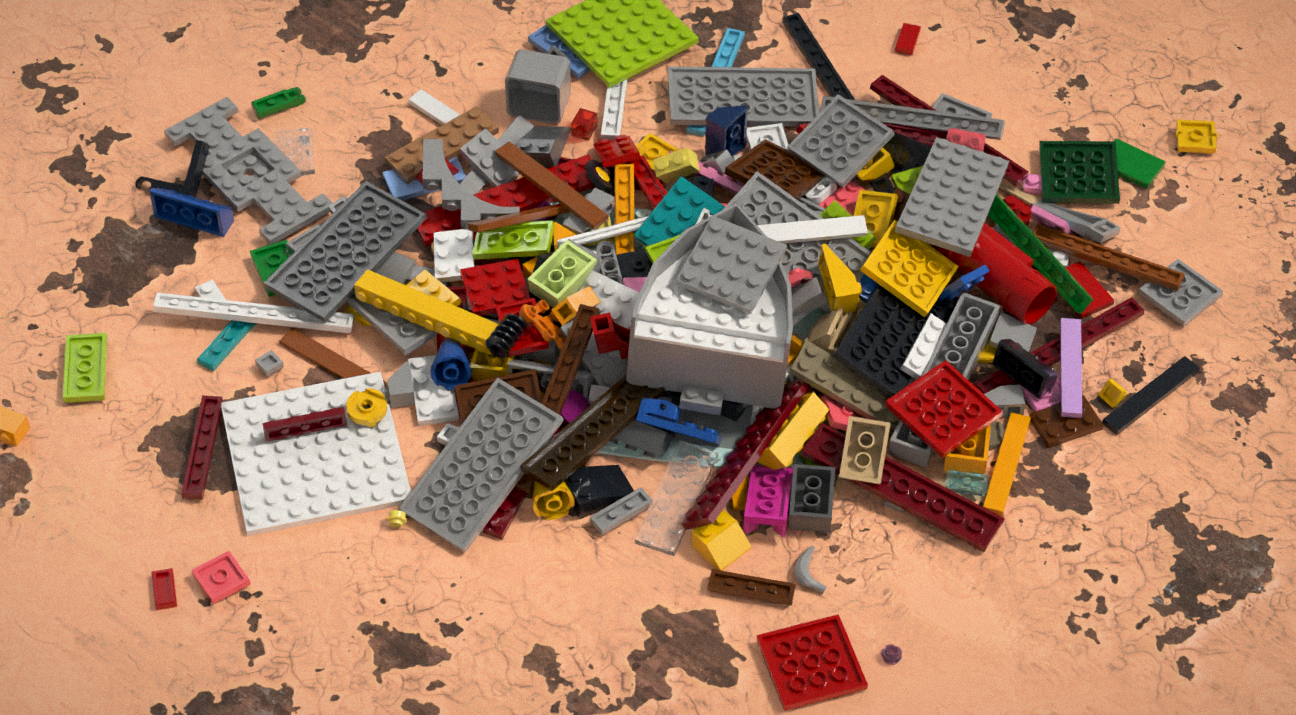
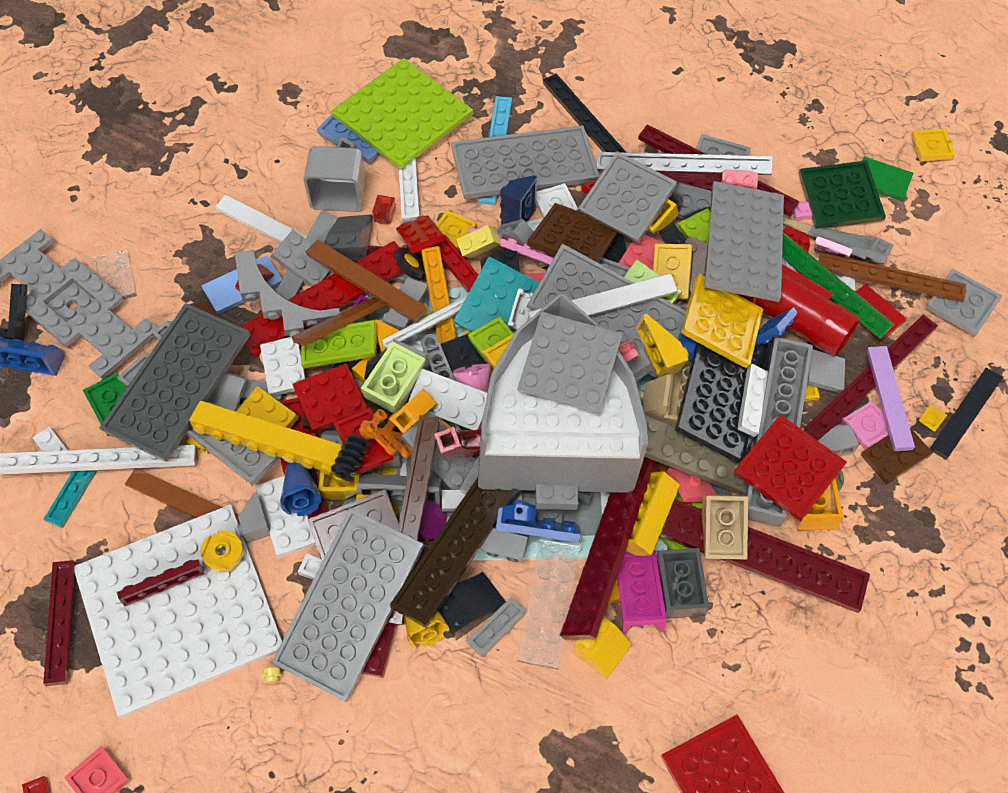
camera: 10 degrees left, 10 degrees up
(269, 363) = (117, 512): light grey plate -> none
(278, 102) = (91, 226): green hinge -> none
(456, 133) = (262, 239): medium nougat plate -> none
(751, 587) = (643, 695): reddish brown plate -> none
(802, 572) = (689, 667): light grey piece -> none
(821, 190) = (617, 248): white plate -> none
(891, 659) = (794, 754): plate -> none
(908, 39) = (657, 85): red tile -> none
(967, 482) = (823, 538): clear light blue plate -> none
(1007, 463) = (854, 511): light orange tile -> none
(1024, 368) = (851, 407): black slope -> none

